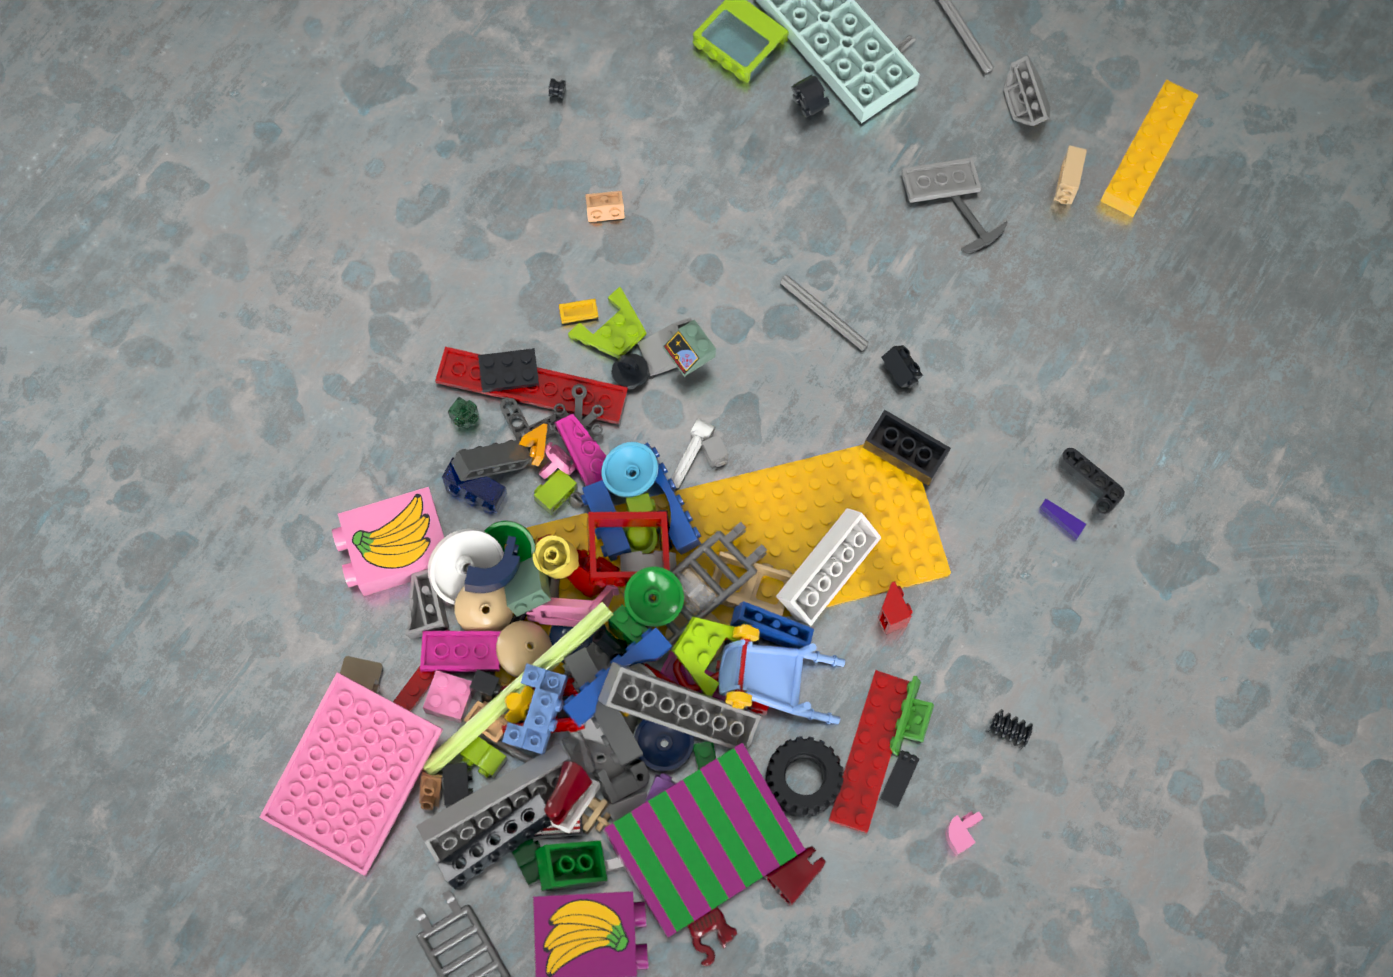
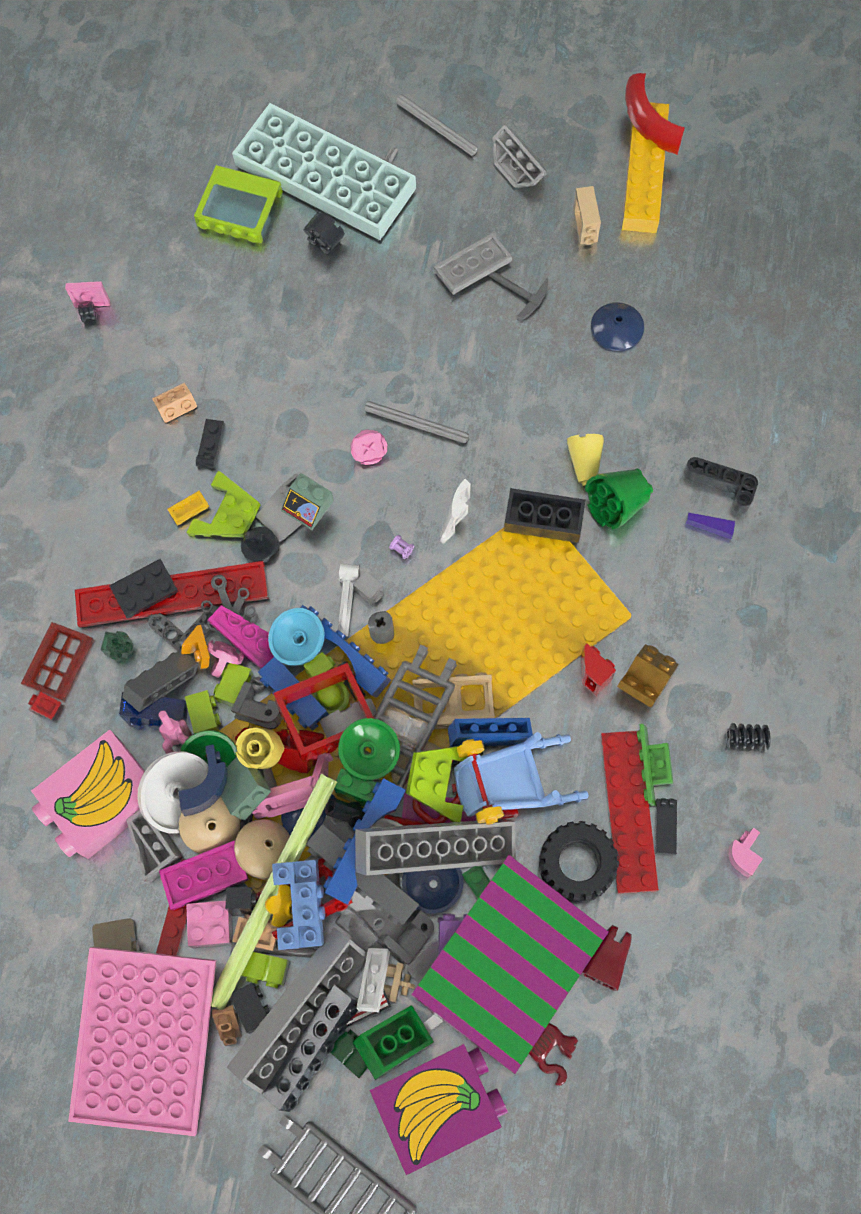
camera: 15 degrees left, 0 degrees up
(377, 441) = (44, 705): none -> red bracket
(415, 418) = (72, 669): none -> clear red piece
(484, 511) = (172, 732): none -> bright pink plant
(517, 504) = (202, 711): none -> lime brick
(564, 70) = (87, 292): none -> bright pink tile
(564, 523) = (255, 712): none -> dark grey piece
(570, 787) = (362, 966): dark red piece -> none
(622, 257) = (210, 443): none -> black plate
(711, 492) = (381, 627): none -> dark grey piece
(760, 418) = (408, 548): none -> lavender bush
(768, 318) = (368, 447): none -> bright pink tile
(826, 411) = (457, 510): none -> white slope
(828, 566) = (519, 654): white brick -> none
(902, 366) = (508, 443): black brick -> none
(941, 634) = (648, 675): none -> pearl gold bracket
(970, 408) = (585, 455): none -> light yellow cone
(984, 456) = (617, 496): none -> green cone
(1052, 303) = (614, 334): none -> dark blue dish
(1167, 104) = (647, 120): none -> red brick

